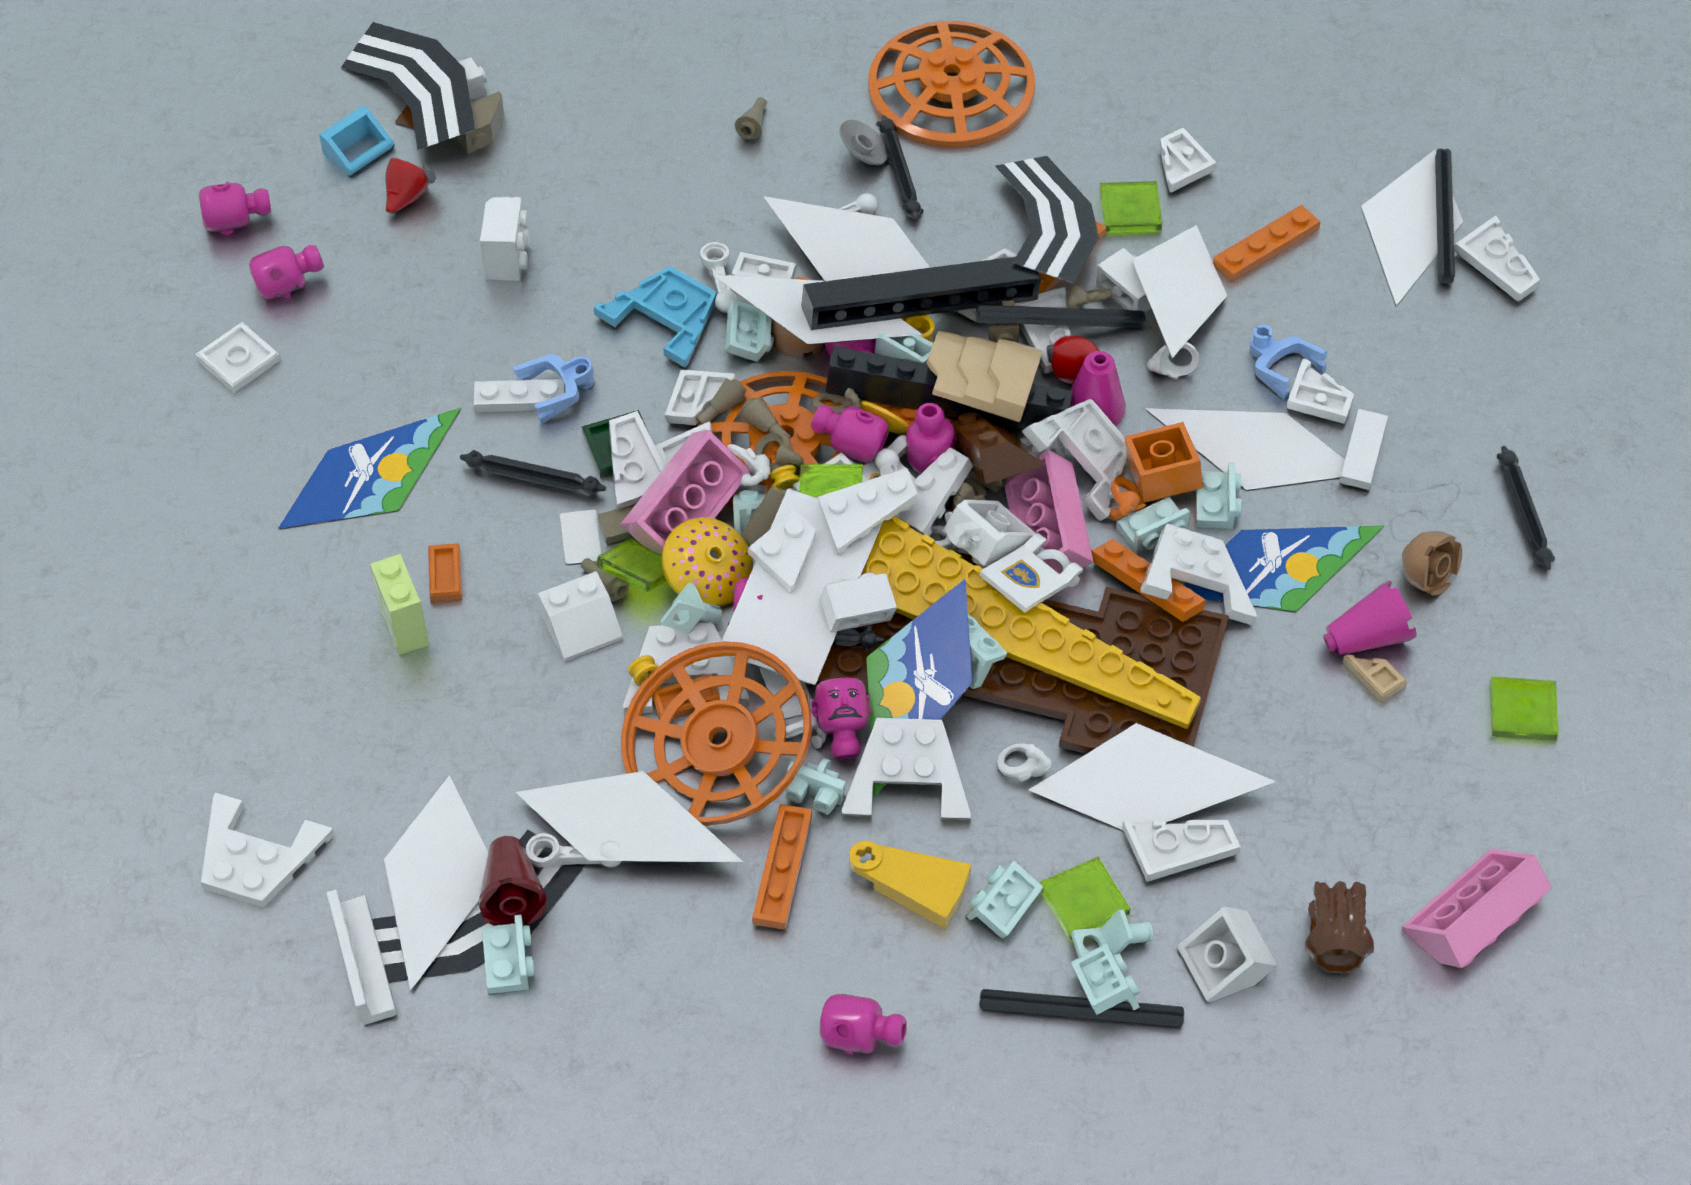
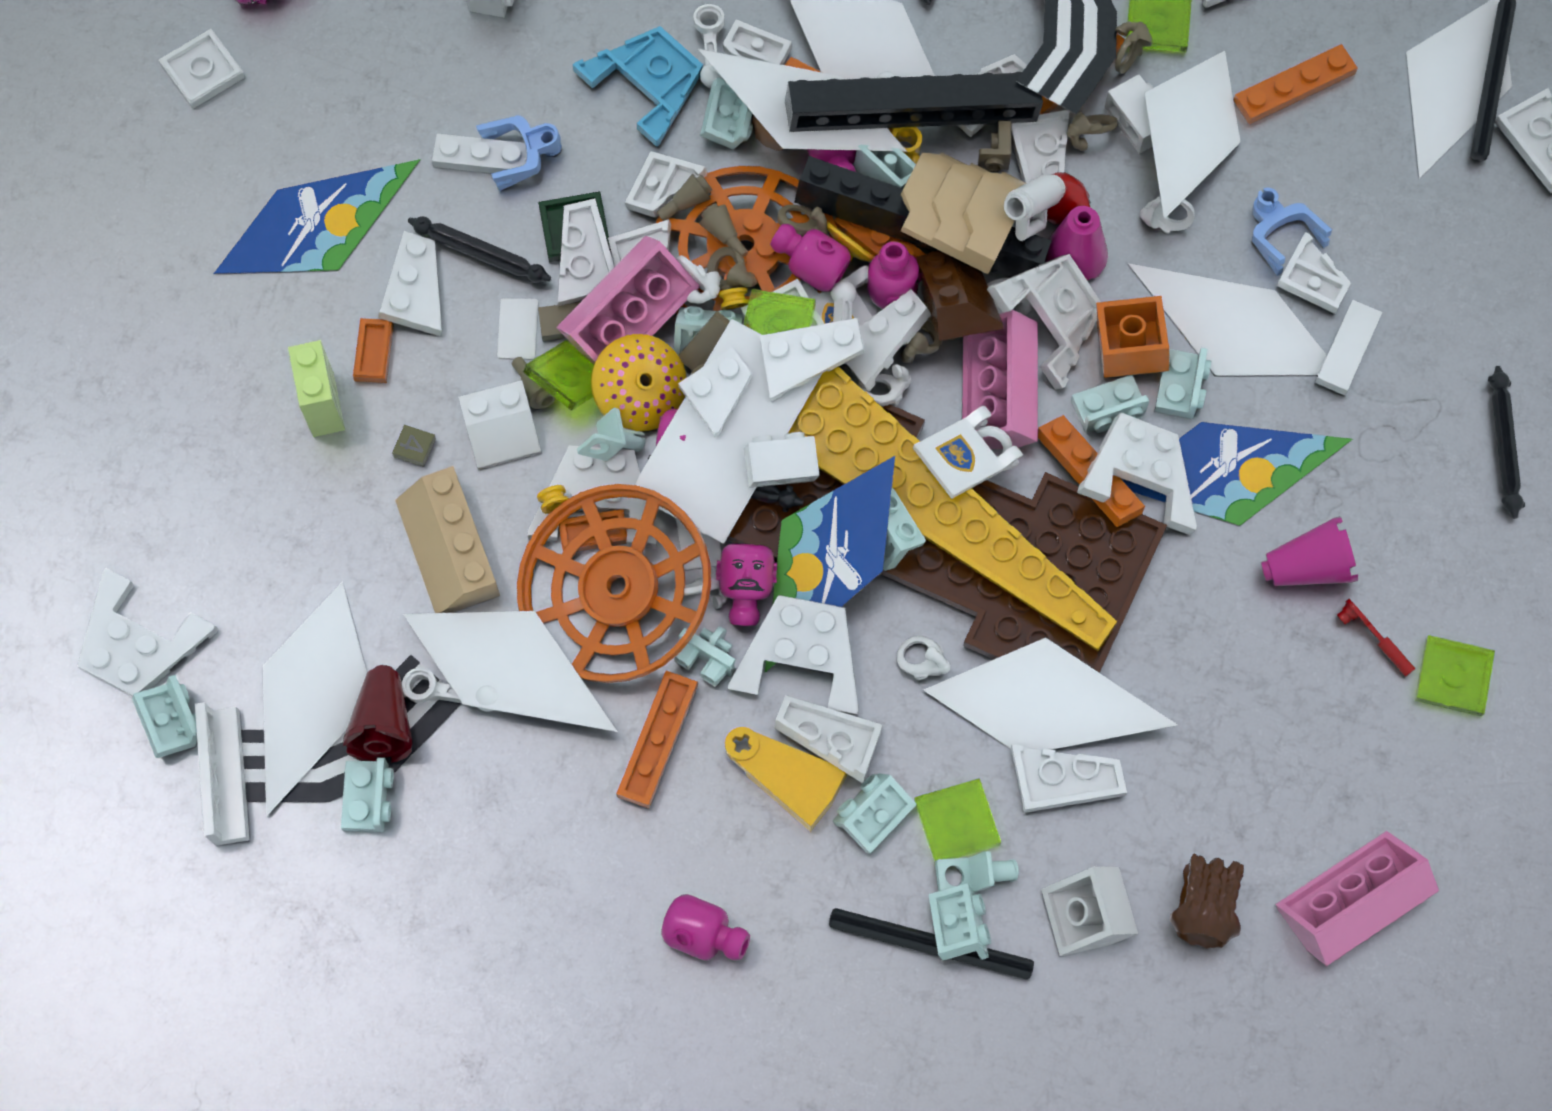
camera: 10 degrees right, 15 degrees up
(299, 914) = (167, 717): none -> light aqua bracket
(475, 512) = (413, 286): none -> white wing
(499, 647) = (414, 445): none -> olive tile
(547, 723) = (446, 543): none -> tan slope
(949, 837) = (831, 734): none -> white wing
(986, 530) = (932, 394): white hinge -> none
(1050, 352) = (1033, 201): none -> white piece
(1060, 316) = (1056, 147): black axle -> none
(1115, 221) = (1136, 40): none -> dark tan piece
(1127, 500) = (1085, 375): orange piece -> none
(1376, 675) = (1308, 614): tan tile -> none
(1417, 666) = (1351, 612): none -> red piece
(1431, 561) = (1391, 493): medium nougat cylinder -> none

